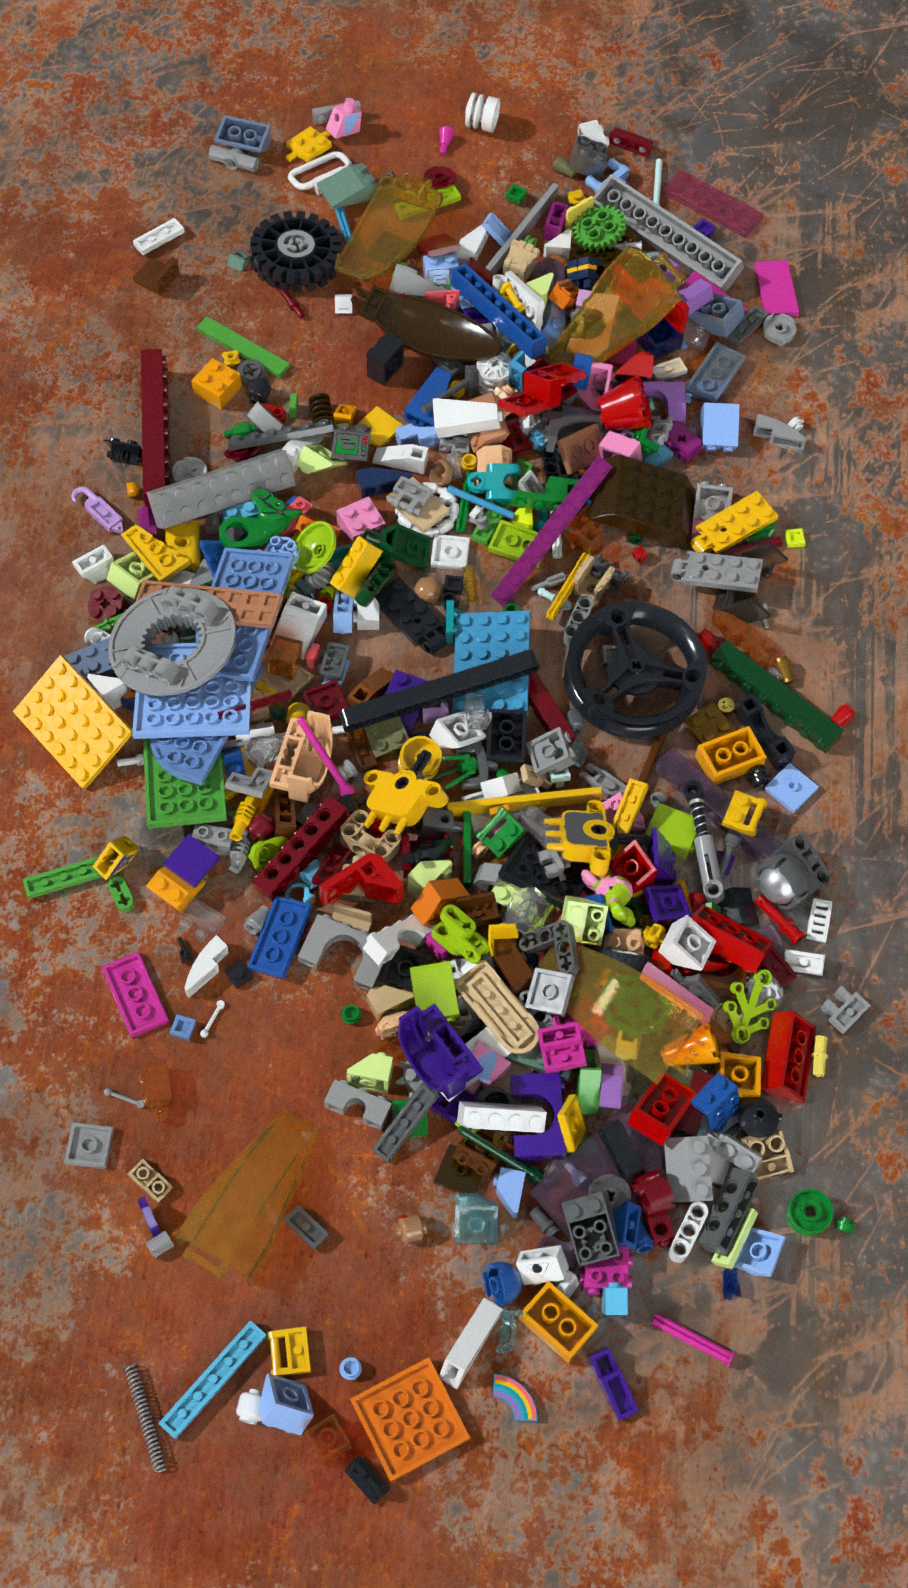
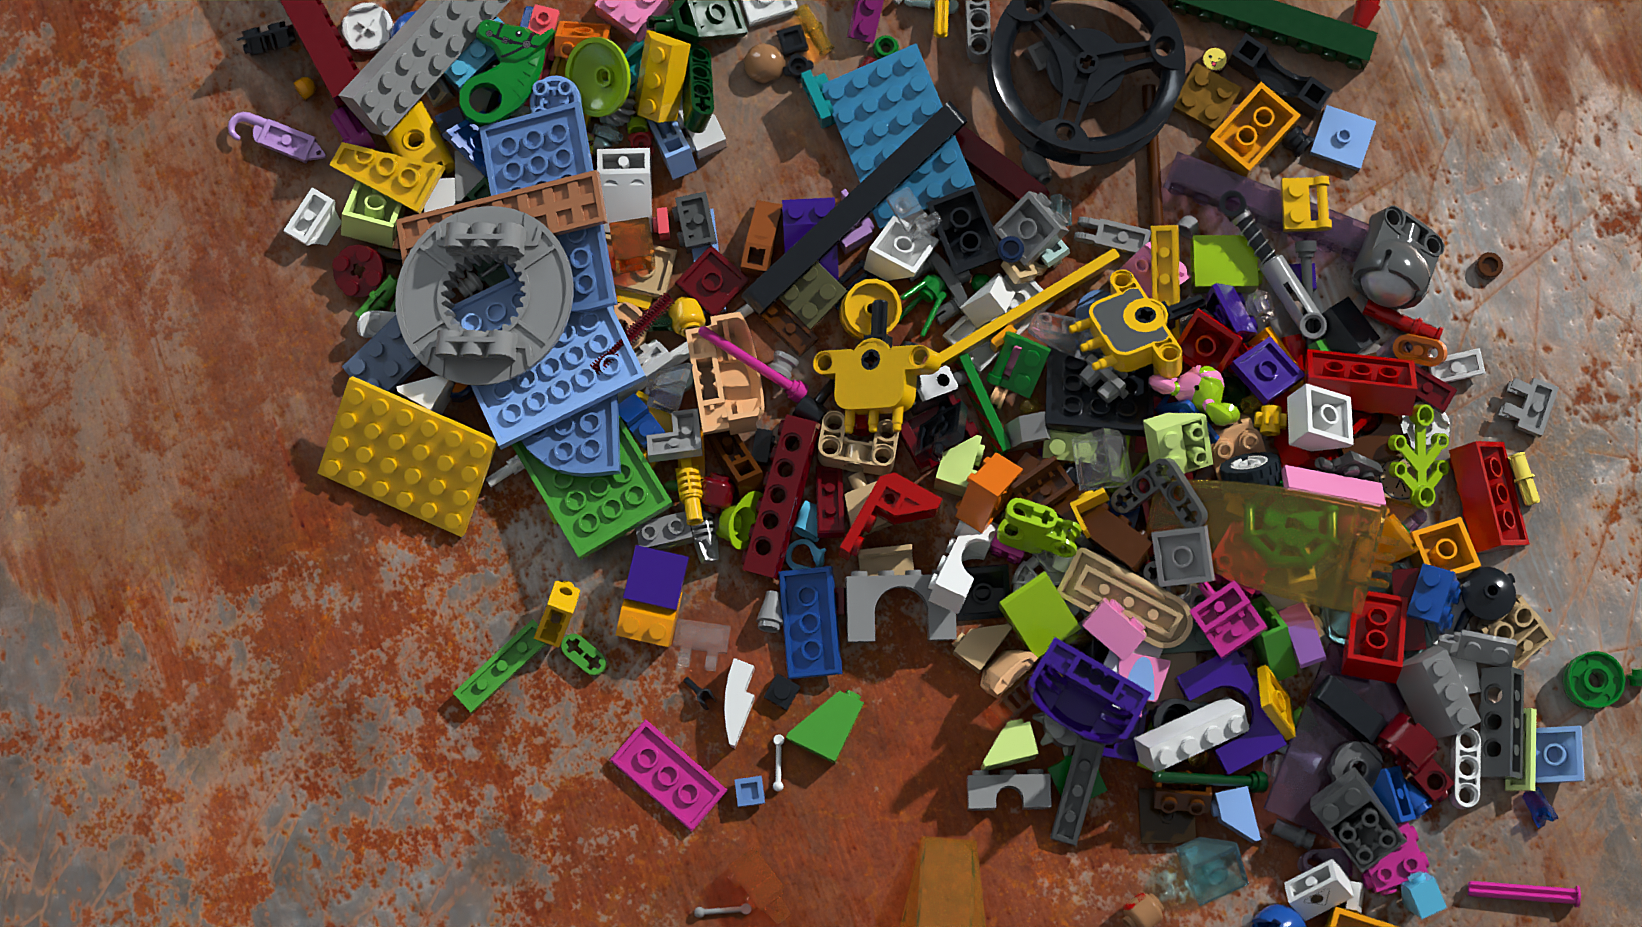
camera: 20 degrees left, 15 degrees up
(257, 1008) = (828, 726): none -> bright green slope
(351, 1014) = (944, 681): green plate -> none
(404, 608) = (749, 102): black hinge -> none
(480, 1020) = (1114, 628): none -> bright pink brick
(530, 758) = (1010, 249): none -> dark blue plate
(685, 866) = (1260, 306): none -> clear plate
(783, 939) = (1421, 350): none -> orange plate
(821, 908) = (1439, 294): white slope -> none
(856, 909) = (1488, 266): none -> reddish brown tile

